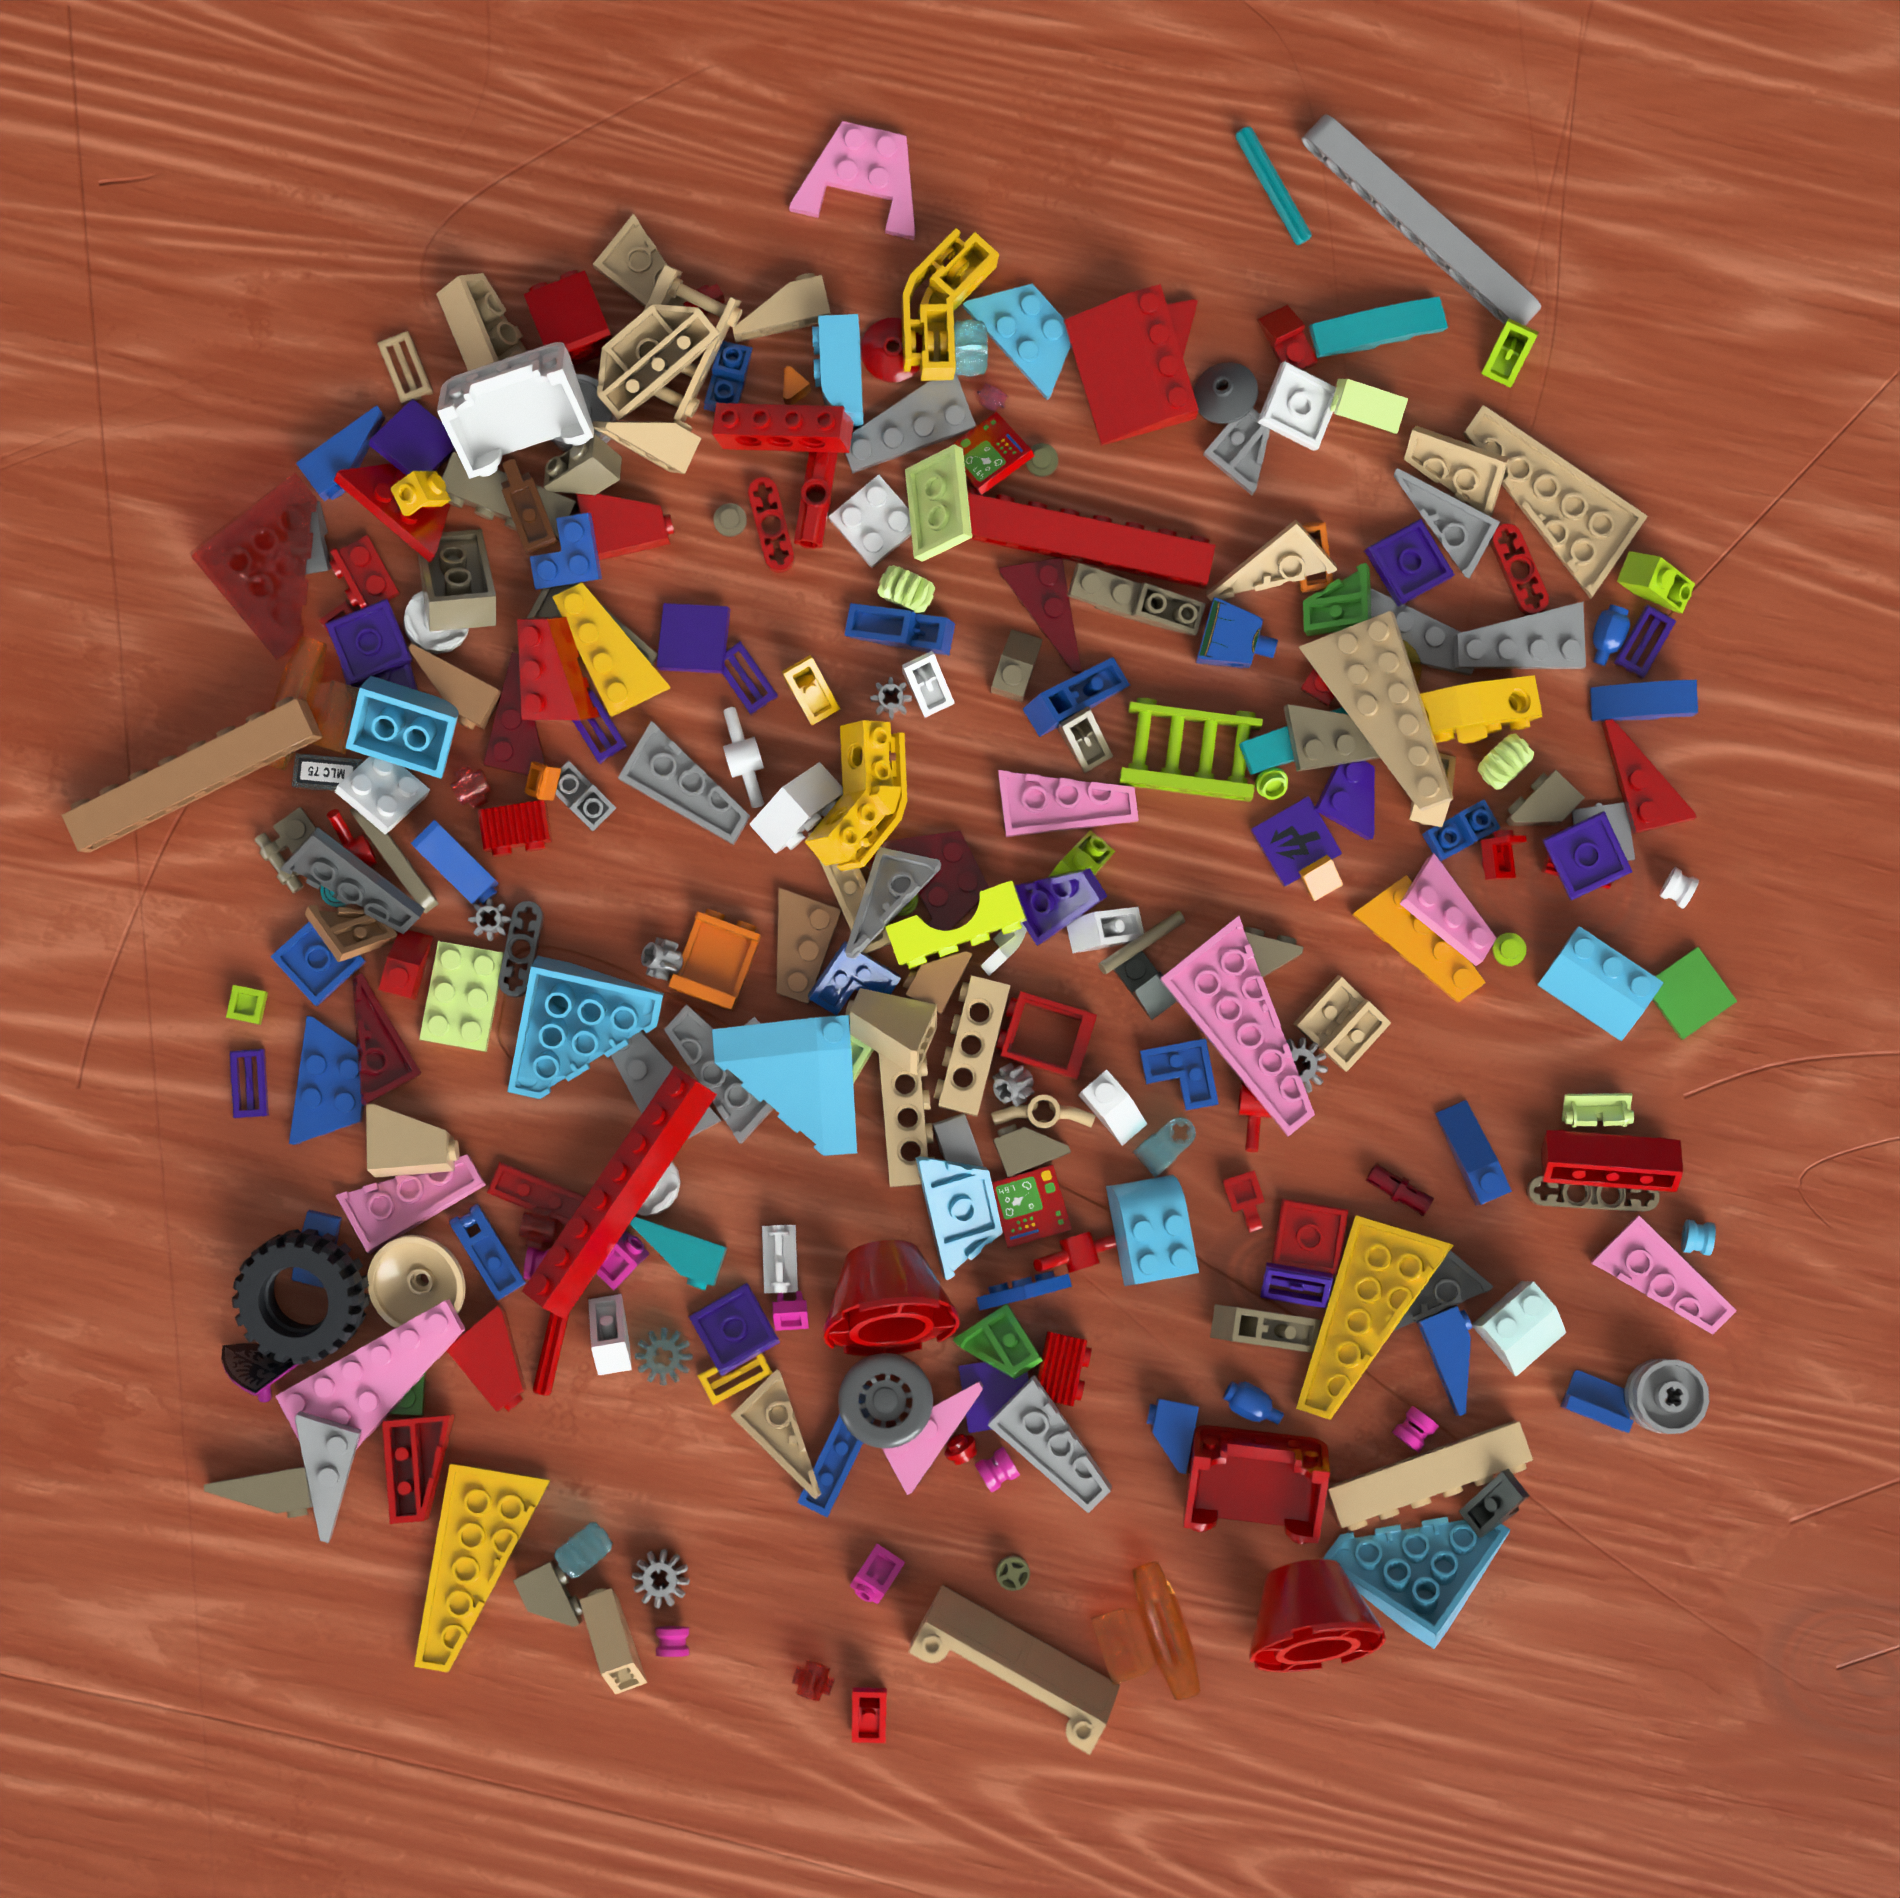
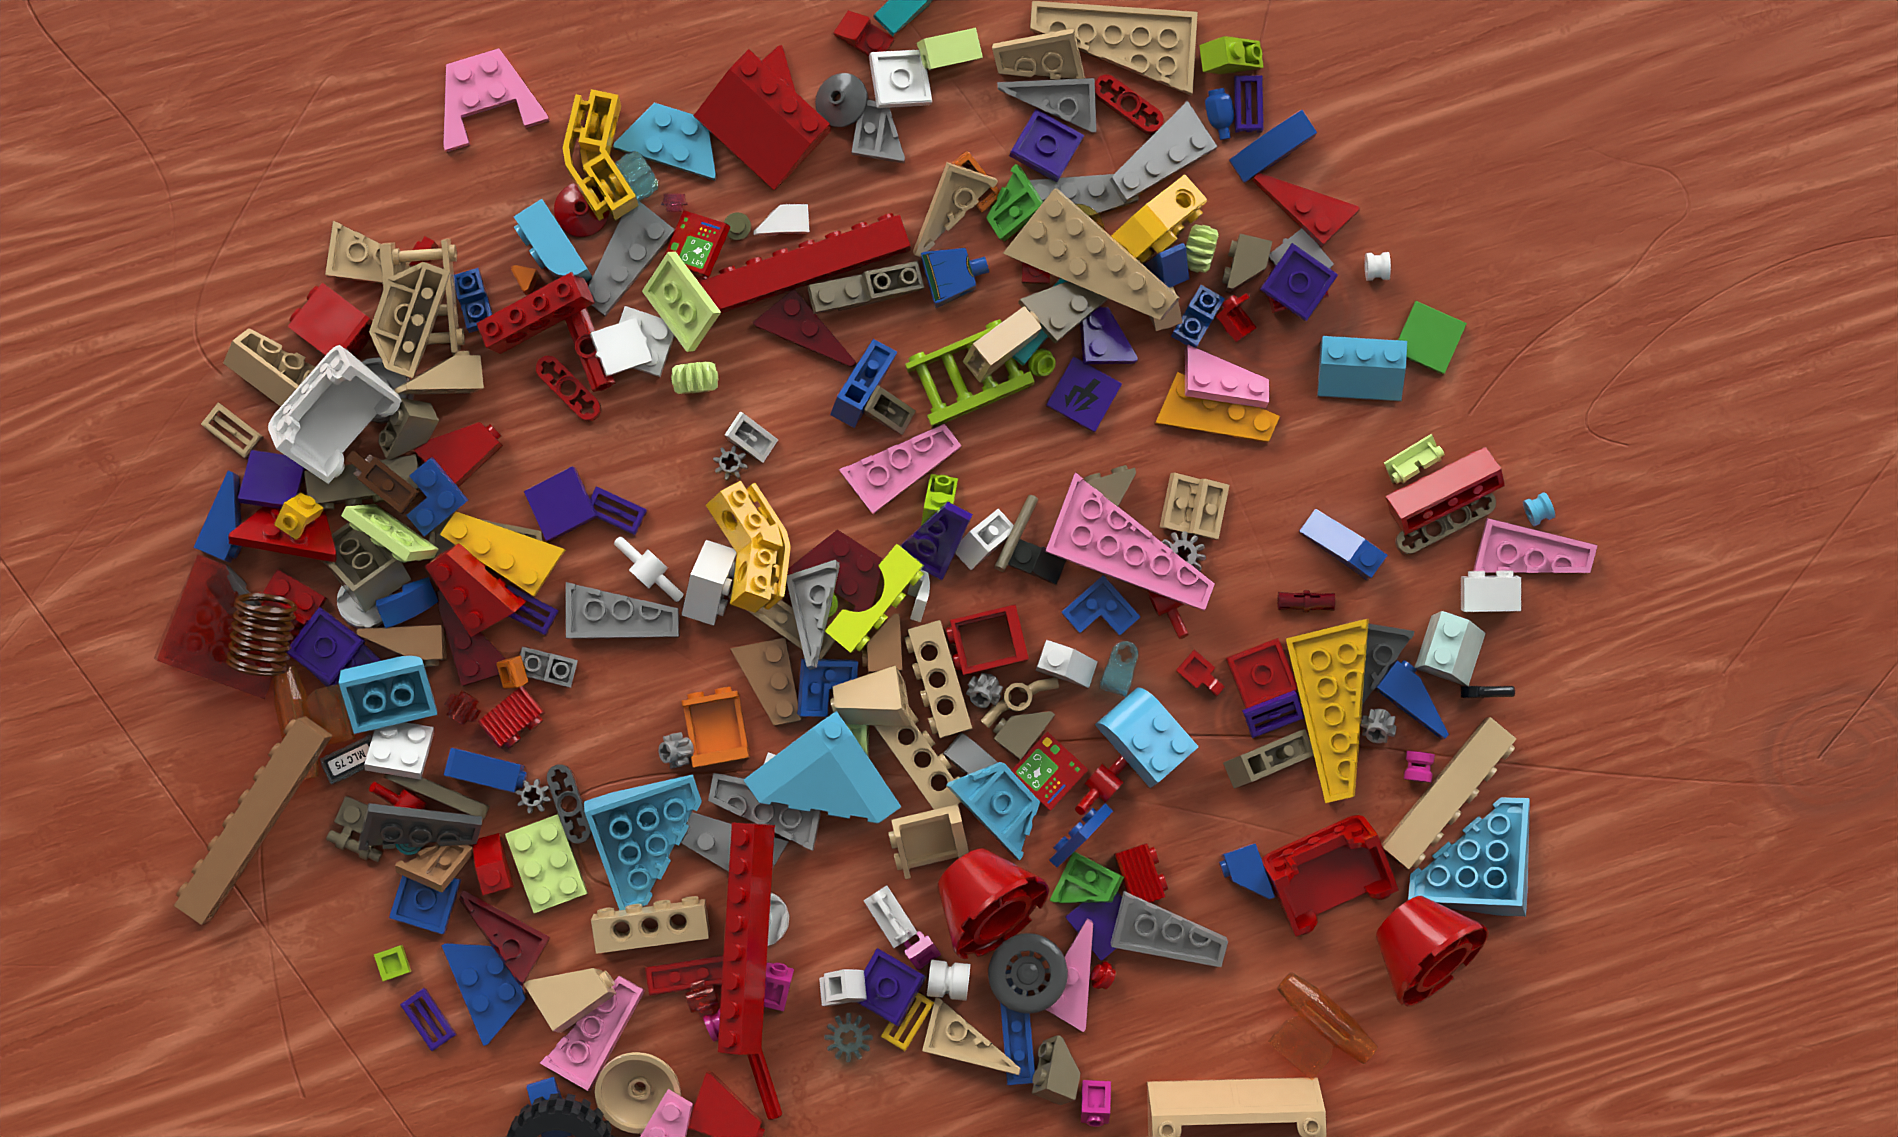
camera: 30 degrees left, 0 degrees up
(313, 561) = (249, 610): none -> reddish brown piece
(480, 1111) = (609, 939): none -> tan brick
(485, 647) = (407, 604): none -> blue slope
(488, 1253) = (676, 1038): blue plate -> none
(501, 564) = (389, 533): none -> yellowish green plate
(609, 1334) = (799, 1045): white slope -> none
(687, 1254) = (822, 953): teal slope -> none
(688, 1301) = (842, 987): none -> white brick
(730, 519) = (536, 402): dark tan plate -> none
(789, 309) = (490, 221): tan slope -> none
(800, 1359) = (948, 980): none -> white wheel
(810, 690) = (668, 491): yellow slope -> none
(849, 513) = (621, 347): none -> white piece
(854, 1520) = (1056, 1072): none -> dark tan slope
(865, 1201) = (928, 838): none -> tan panel
(900, 628) = (707, 409): blue slope -> none
(997, 1469) = (1137, 974): dark pink wheel -> none
(1015, 1577) = (1195, 1046): olive wheel -> none
(1016, 665) = (807, 386): dark tan slope -> none
(1094, 482) = (785, 220): none -> white slope
(1242, 738) = (1002, 343): none -> tan slope
(1251, 1402) = (1291, 817): blue plant -> none
(1320, 877) = (1117, 410): tile -> none
(1398, 1362) = (1378, 726): none -> light grey gear
(1463, 761) = (1170, 265): none -> blue slope
(1494, 1503) = (1507, 786): pearl dark grey slope -> none
(1509, 949) = (1282, 382): lime plate -> none
(1529, 1392) = (1487, 691): none -> black bar
(1596, 1293) = (1490, 593): none -> white brick
(1597, 1401) = (1538, 668): blue panel -> none
(1647, 1393) = (1587, 649): light grey wheel -> none

